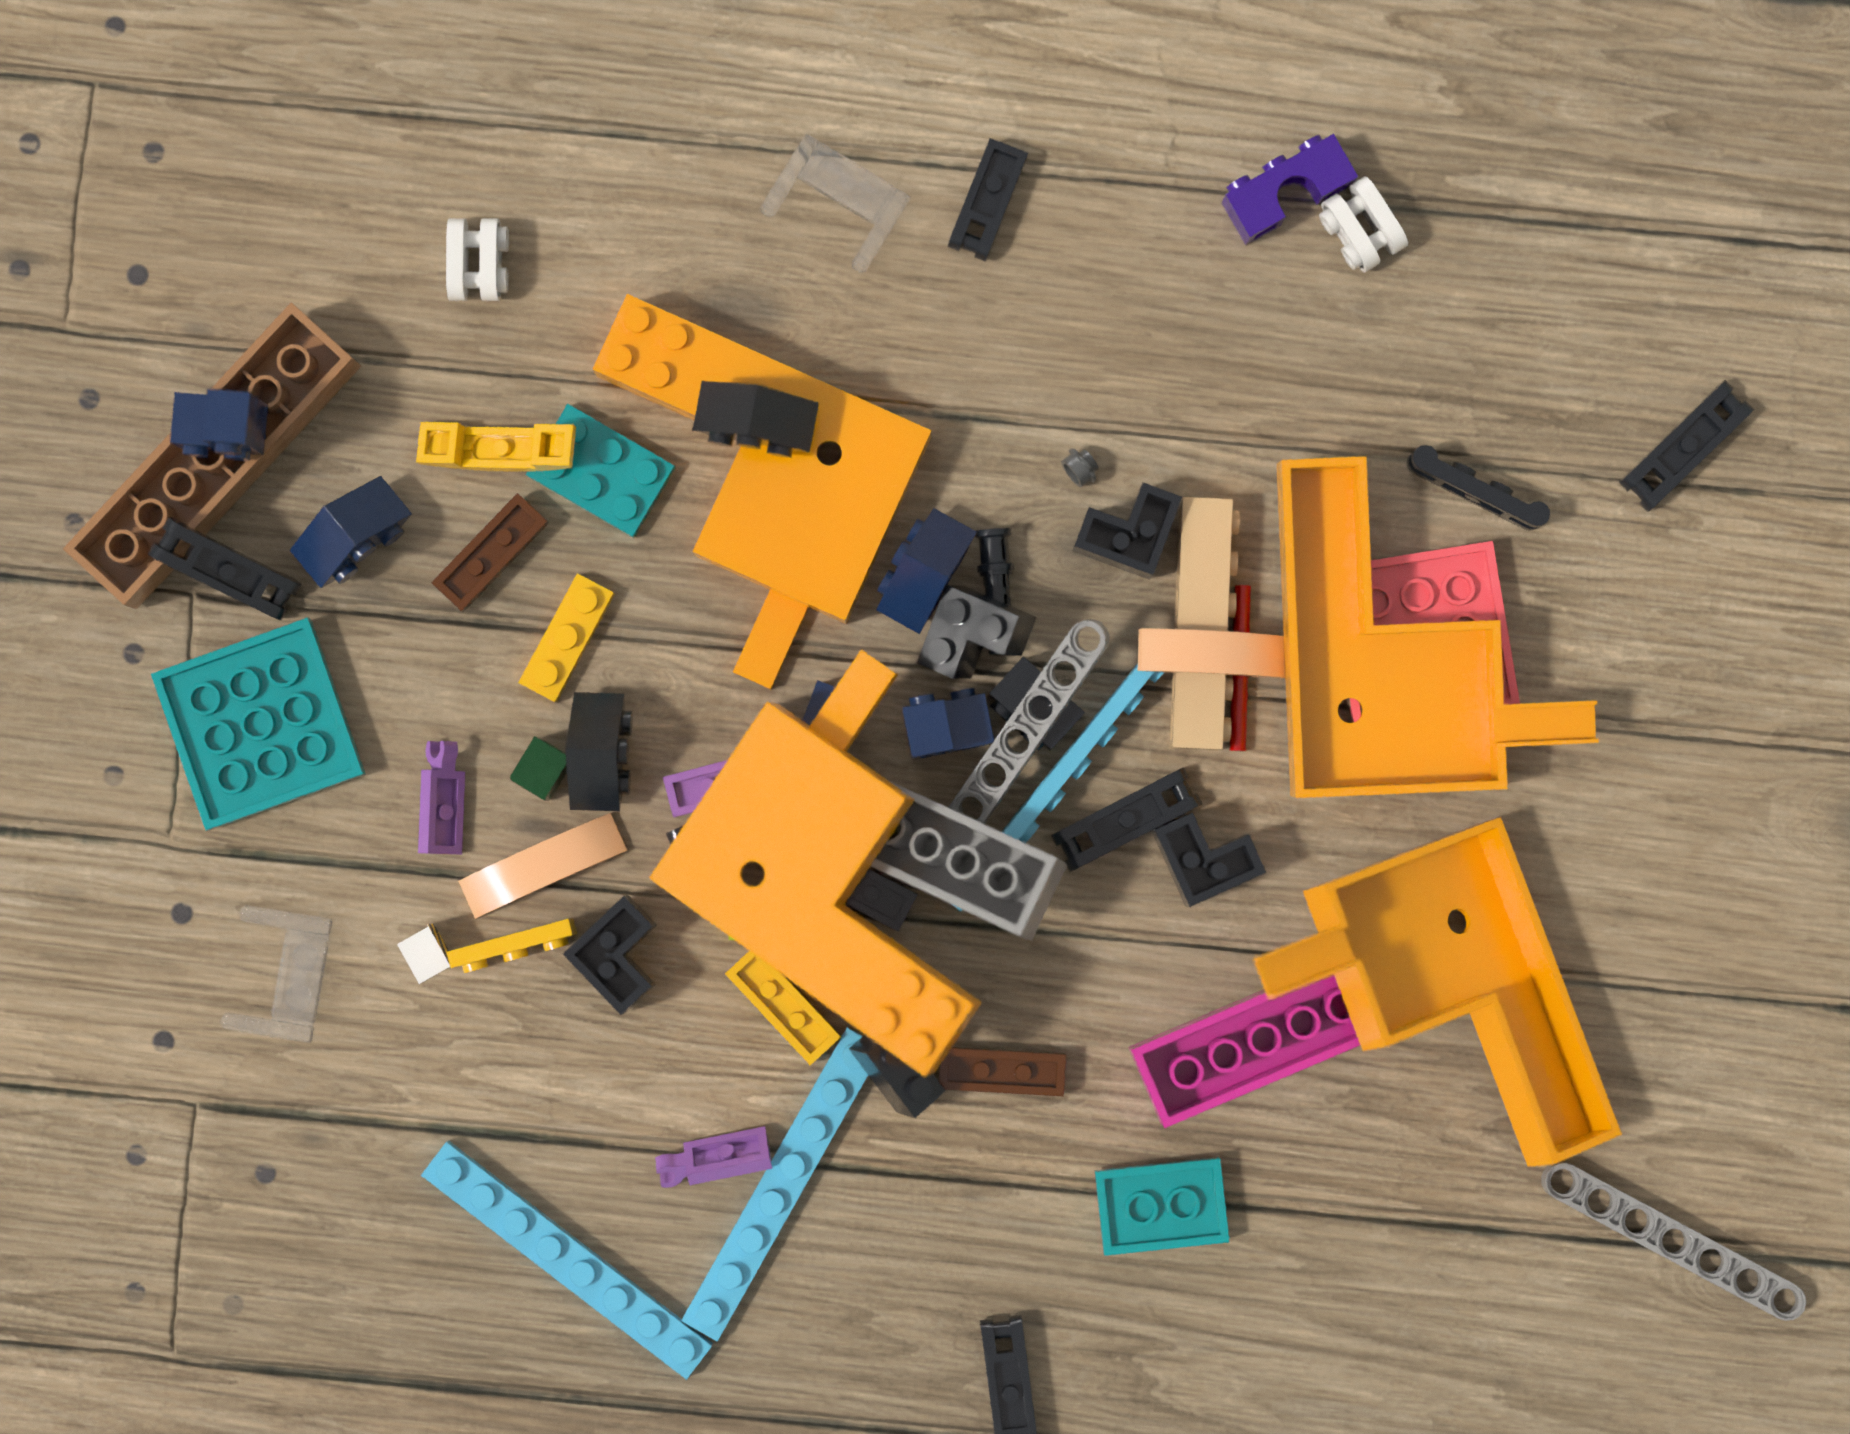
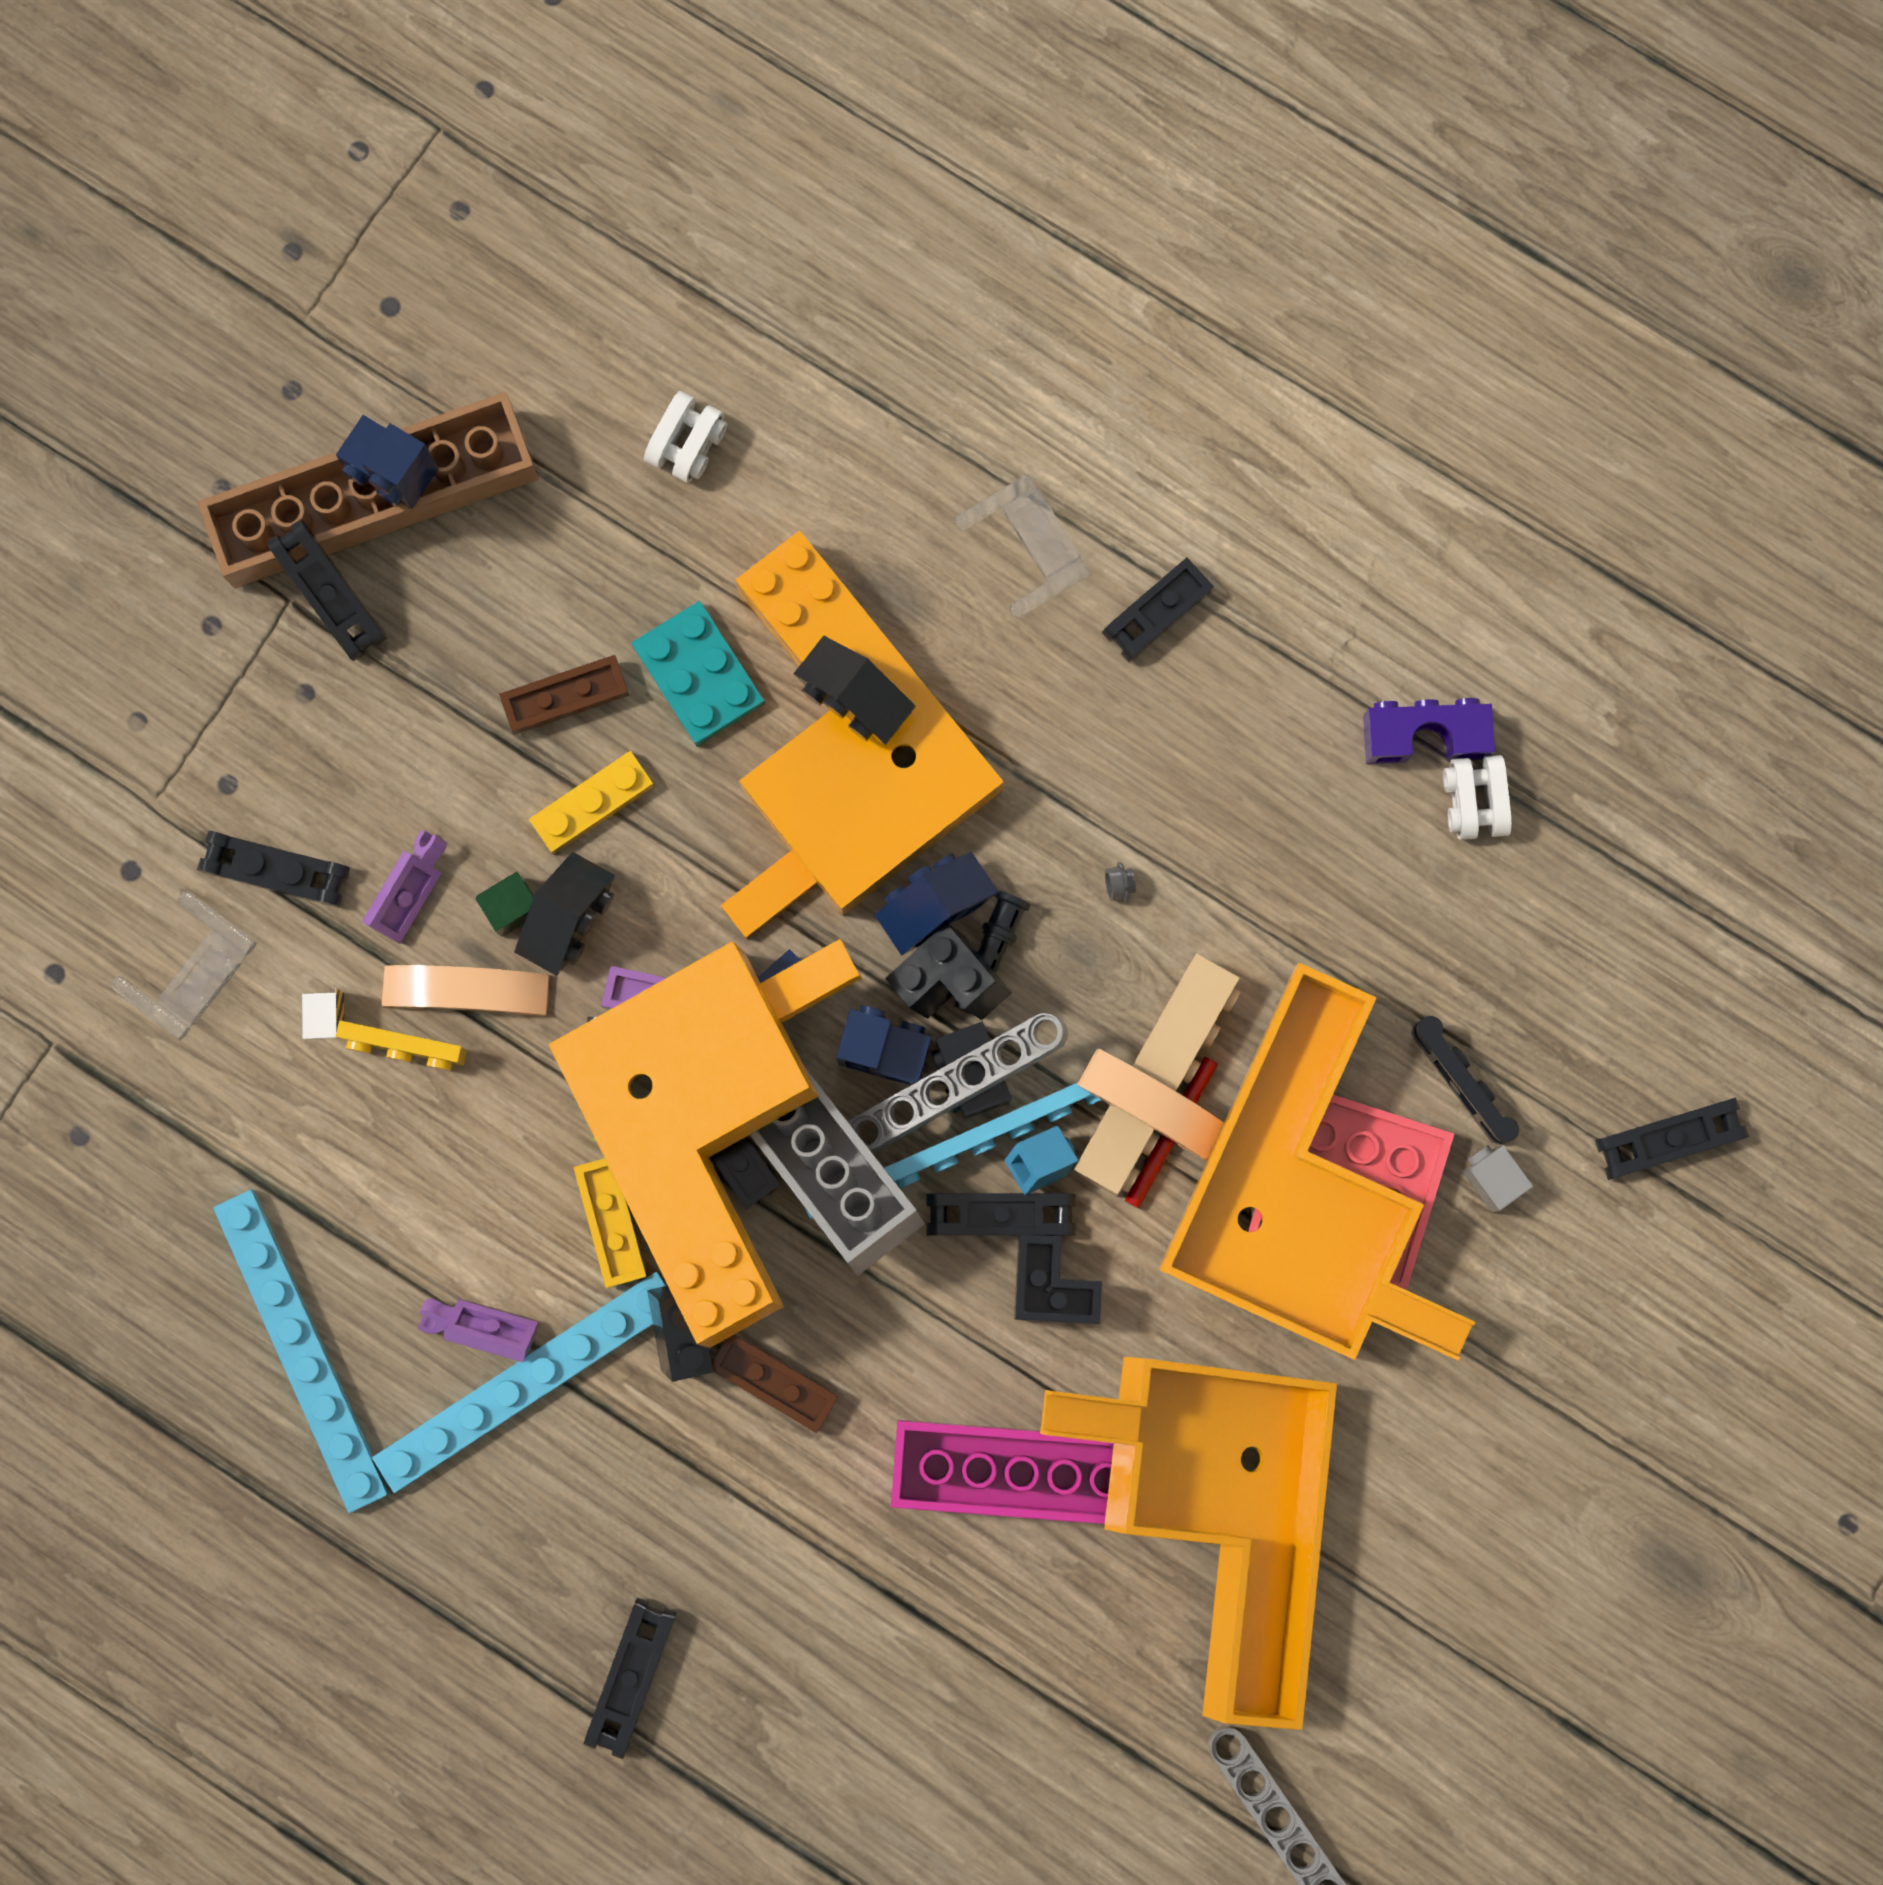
camera: 25 degrees right, 5 degrees down
(258, 724) = (284, 740): teal plate -> none
(311, 845) = (273, 869): none -> black plate
(350, 531) = (452, 611): dark blue brick -> none
(496, 448) = (616, 607): yellow slope -> none
(604, 957) = (477, 1092): black brick -> none
(1132, 543) = (1130, 971): black brick -> none
(1139, 753) = (1041, 1160): none -> dark azure brick
(1161, 1206) = (853, 1579): teal plate -> none
(1549, 560) = (1496, 1177): none -> light grey brick

